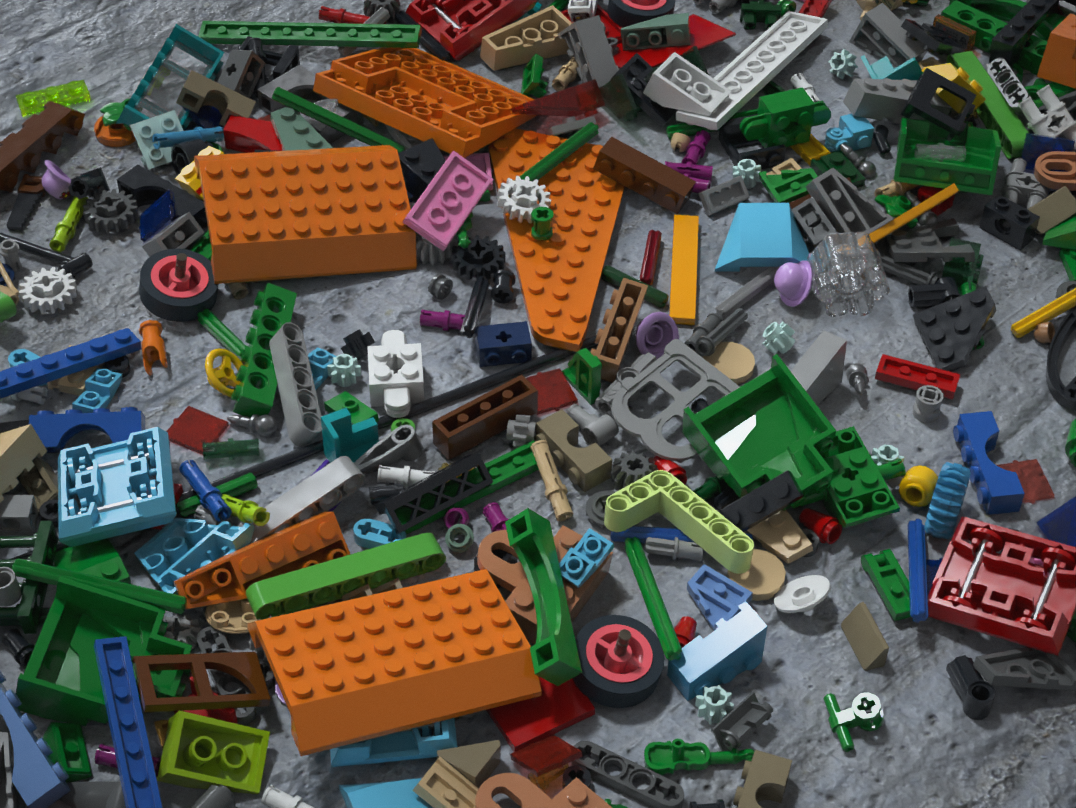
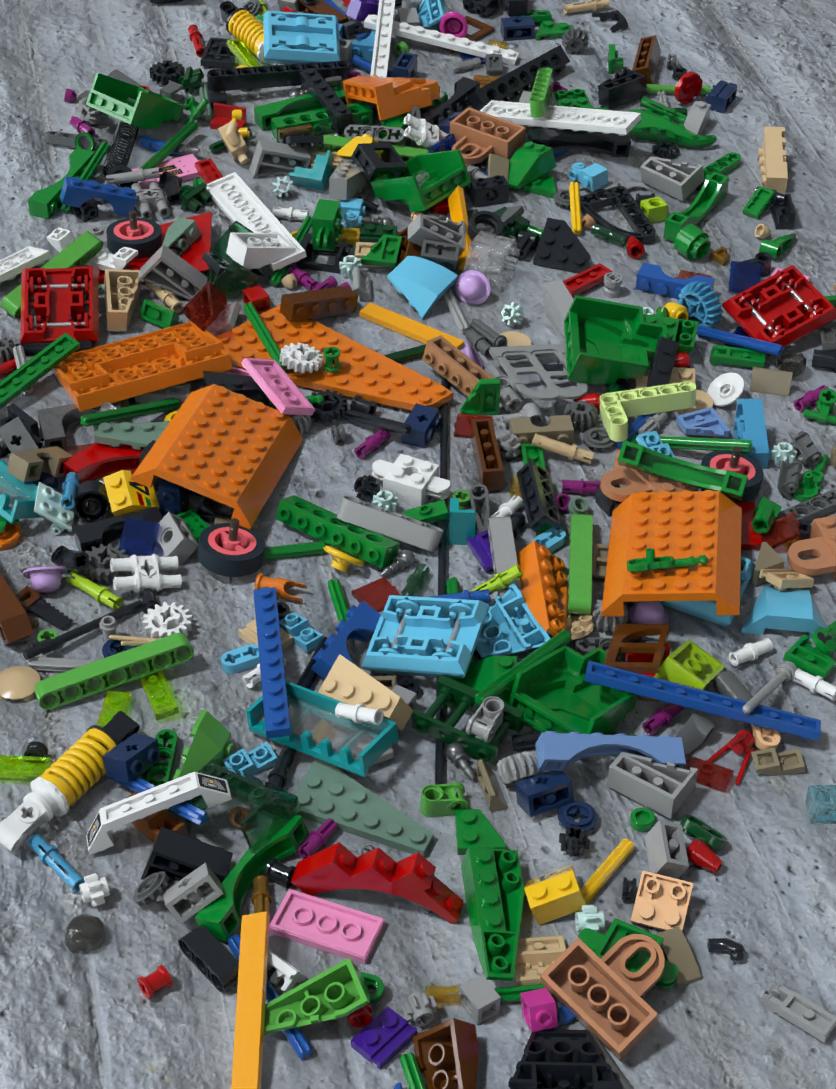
camera: 60 degrees left, 5 degrees down
(105, 253) = (145, 573): none -> white pin
(167, 400) = (338, 599): none -> green axle
(311, 620) = (662, 563): none -> green piece
(571, 725) = (765, 514): none -> green piece
(621, 128) = (257, 297): none -> red brick
(650, 257) = (388, 336): dark red axle -> none
(667, 726) = (789, 478): none -> dark grey hinge
(888, 700) = (809, 399): none -> magenta pin
(900, 223) = (484, 217): none -> black tyre
(919, 644) = (792, 363): none -> clear smoke hair
(1033, 395) = (634, 247): none -> red cone
(1035, 362) = (609, 235): none -> clear green pin

